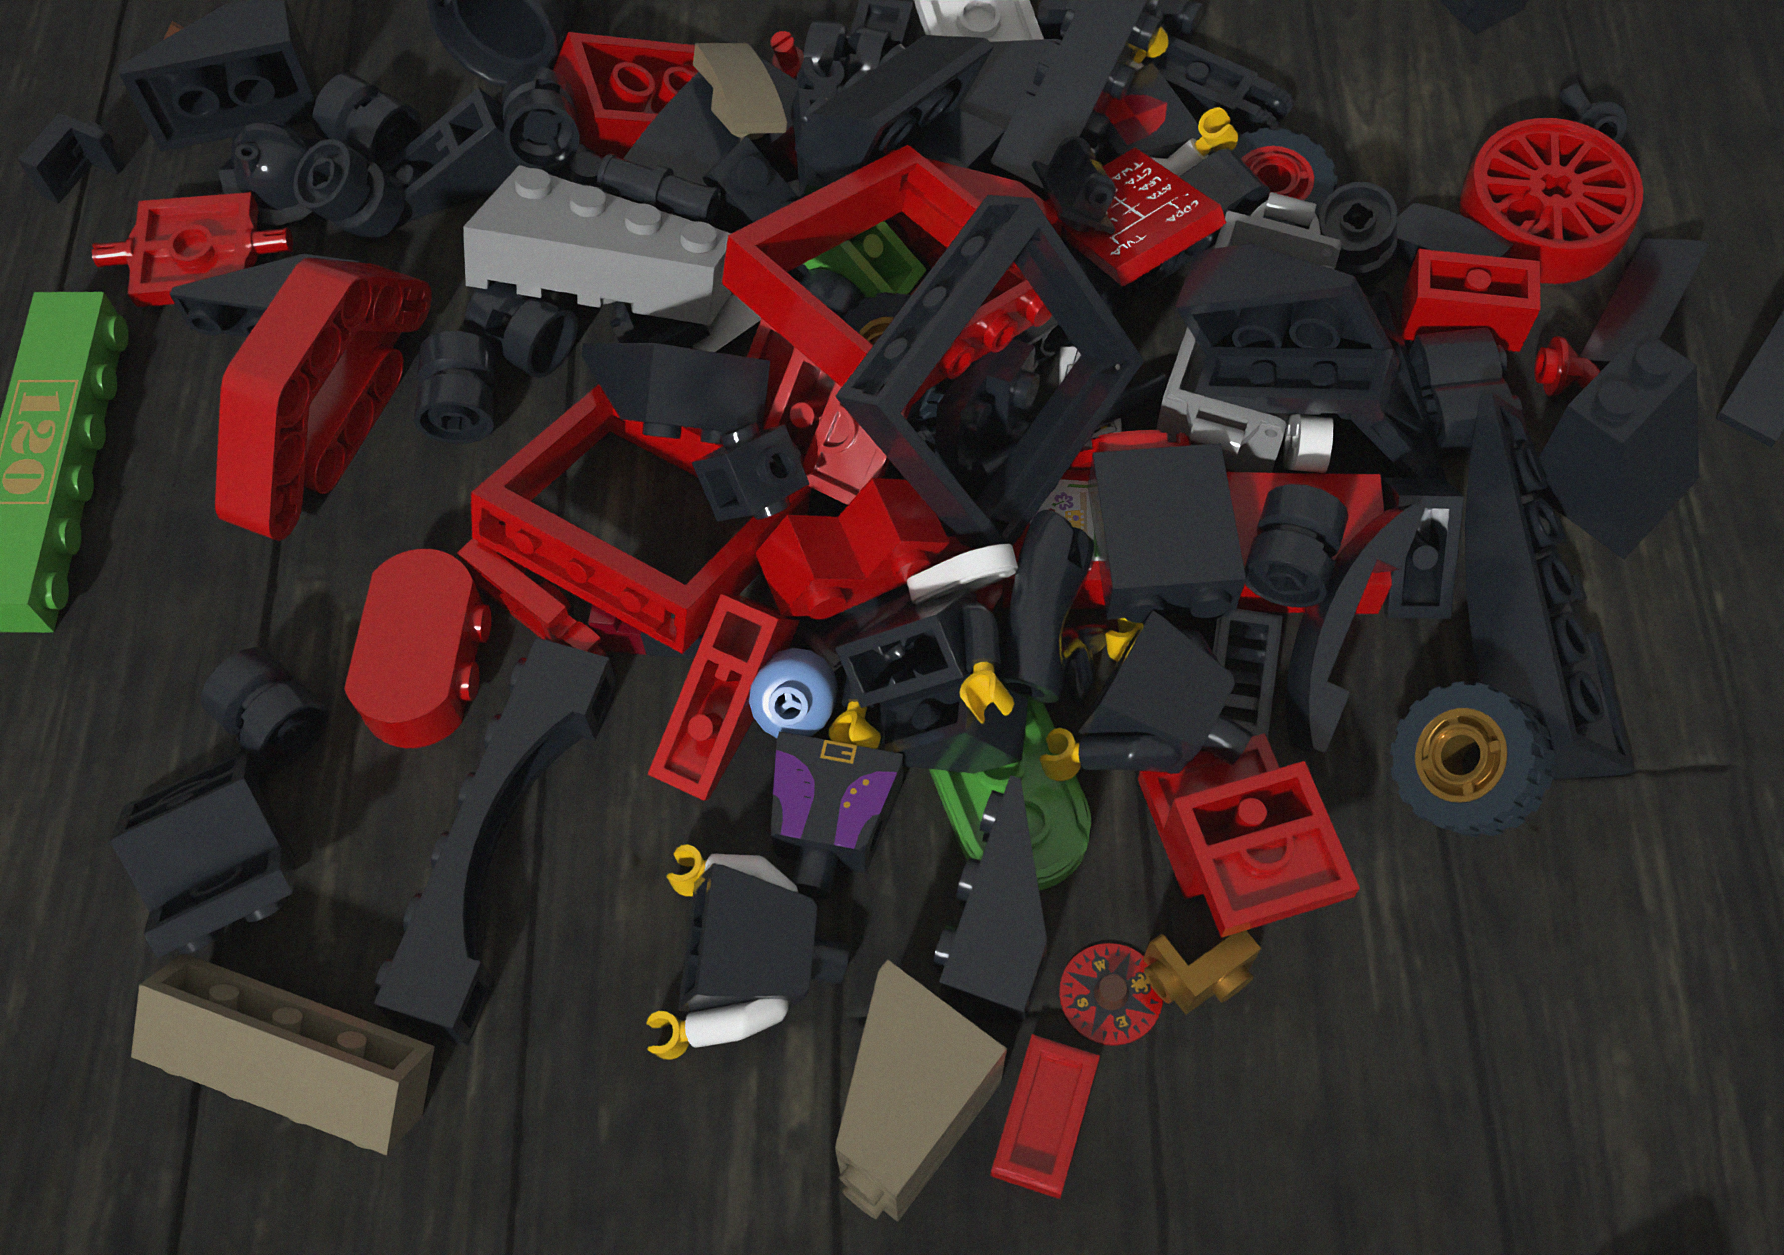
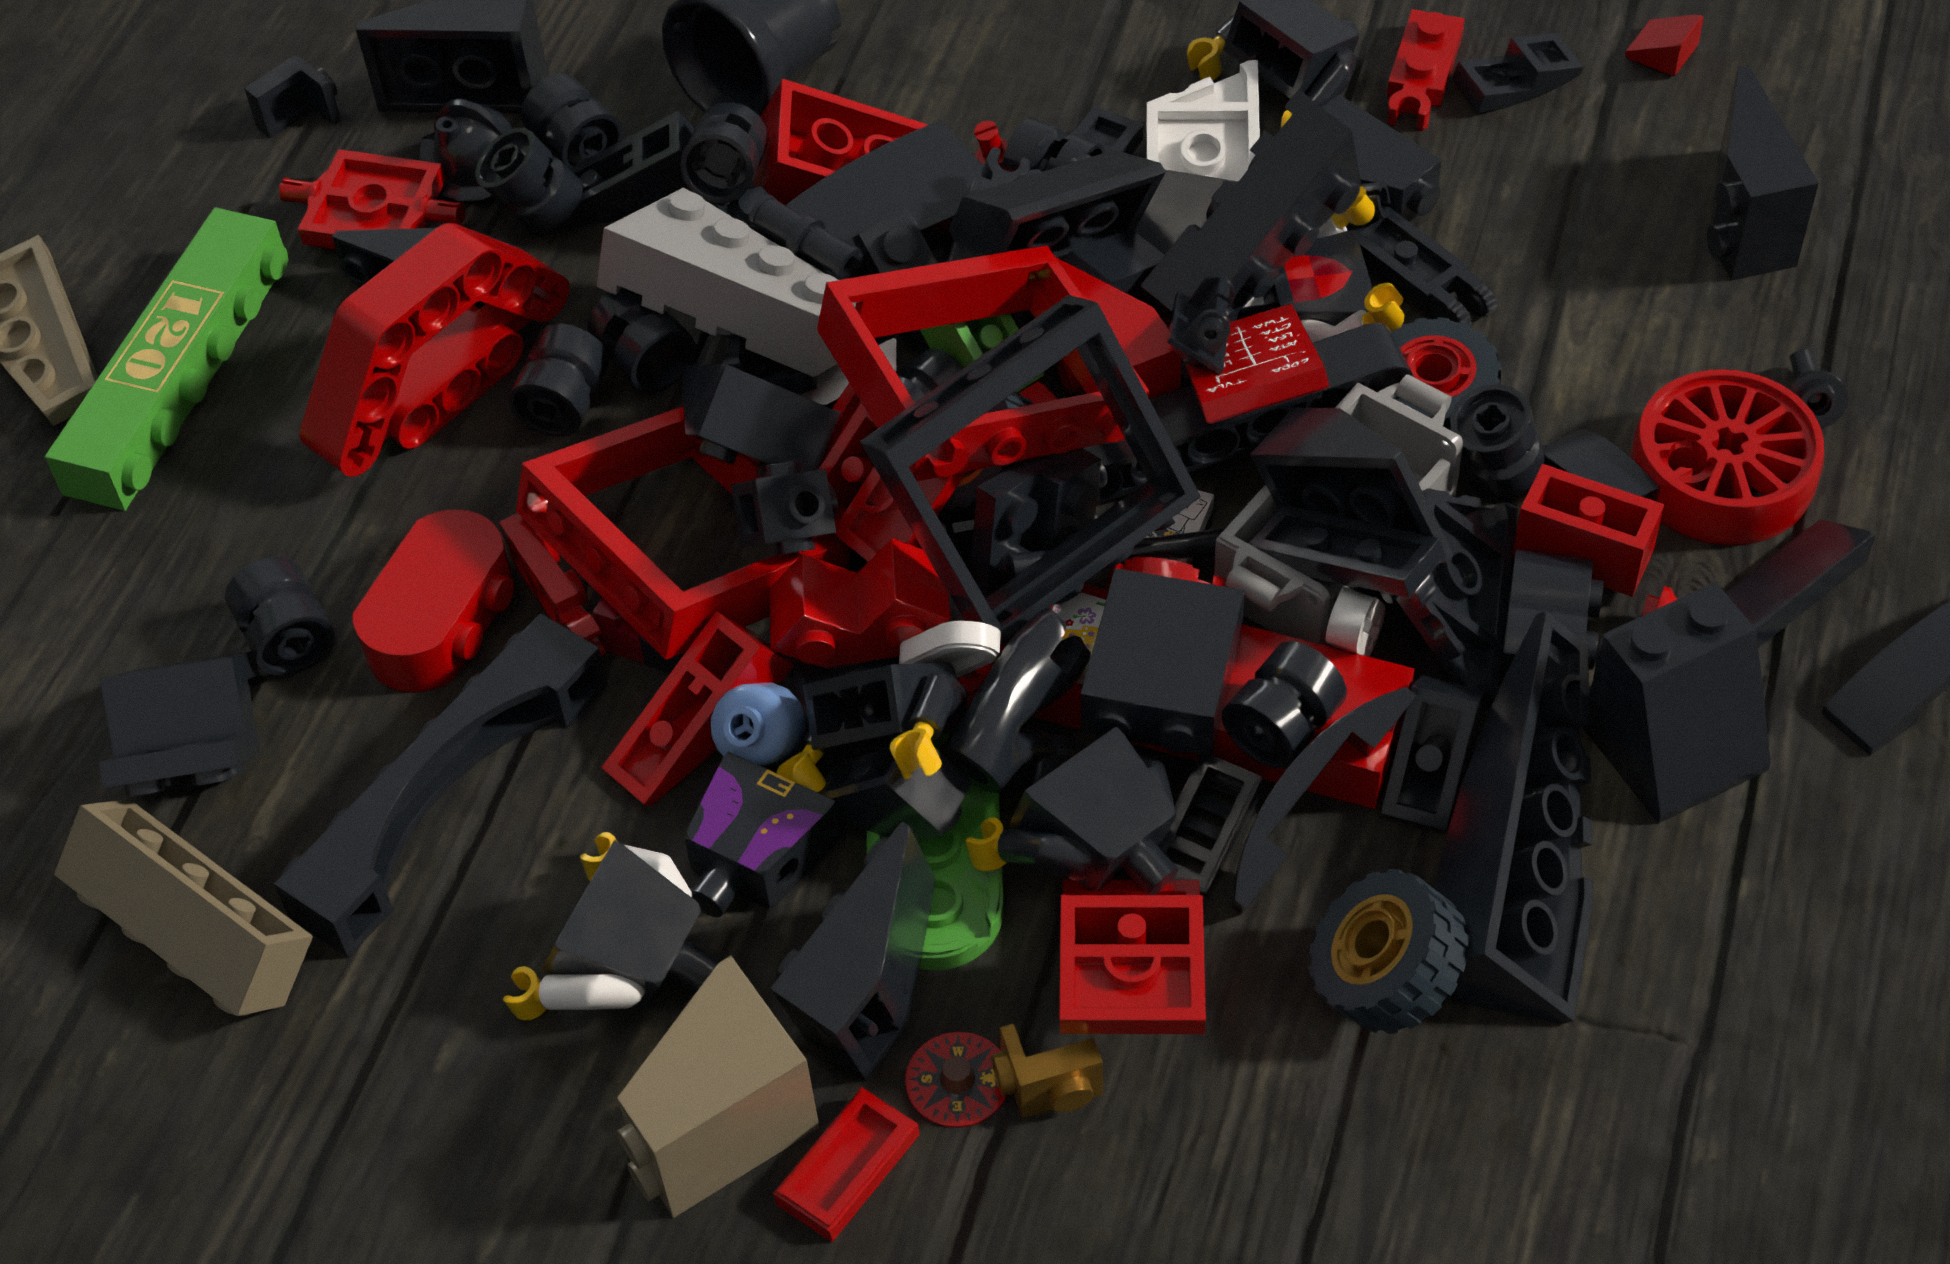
camera: 20 degrees right, 10 degrees down
(742, 89) = (920, 164): dark tan slope -> none

